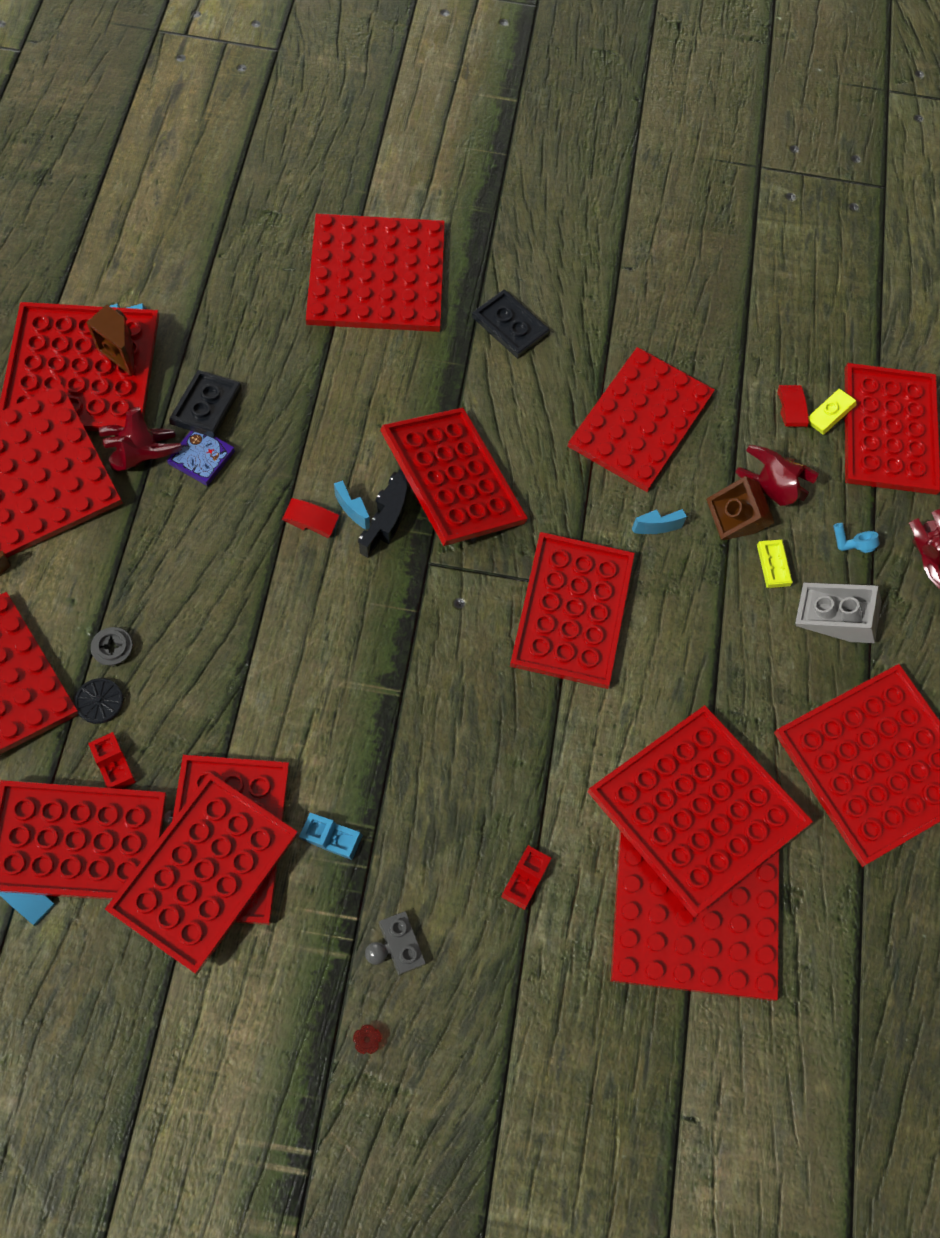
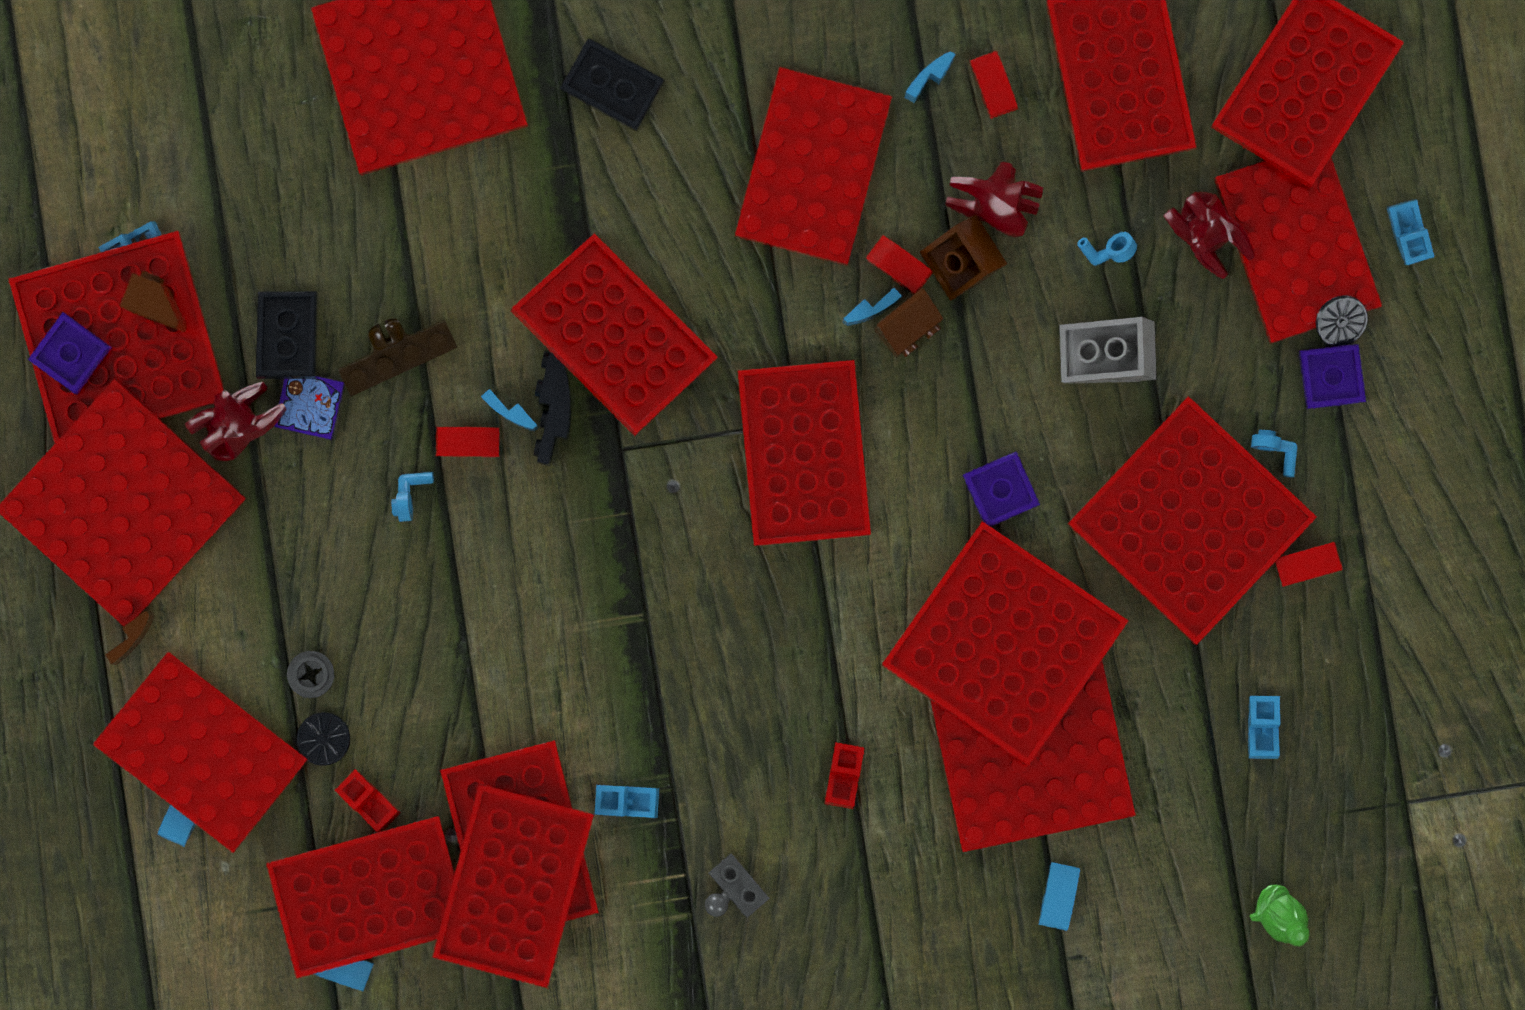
camera: 15 degrees left, 20 degrees up
(38, 360) = (69, 353): none -> dark purple tile
(241, 543) = (402, 505): none -> dark azure plate
(281, 440) = (395, 354): none -> dark brown plate
(359, 1036) = (744, 986): clear red plate -> none
(686, 537) = (909, 324): none -> reddish brown slope
(689, 500) = (899, 265): none -> red slope
(689, 1052) = (1059, 896): none -> dark azure slope
(725, 688) = (1001, 489): none -> dark purple tile
(749, 383) = (934, 71): none -> dark azure slope
(774, 563) = (1020, 314): neon yellow plate -> none
(831, 411) = (1042, 80): neon yellow plate -> none
(896, 1144) = (1282, 915): none -> bright green hair
(908, 959) = (1263, 727): none -> dark azure slope

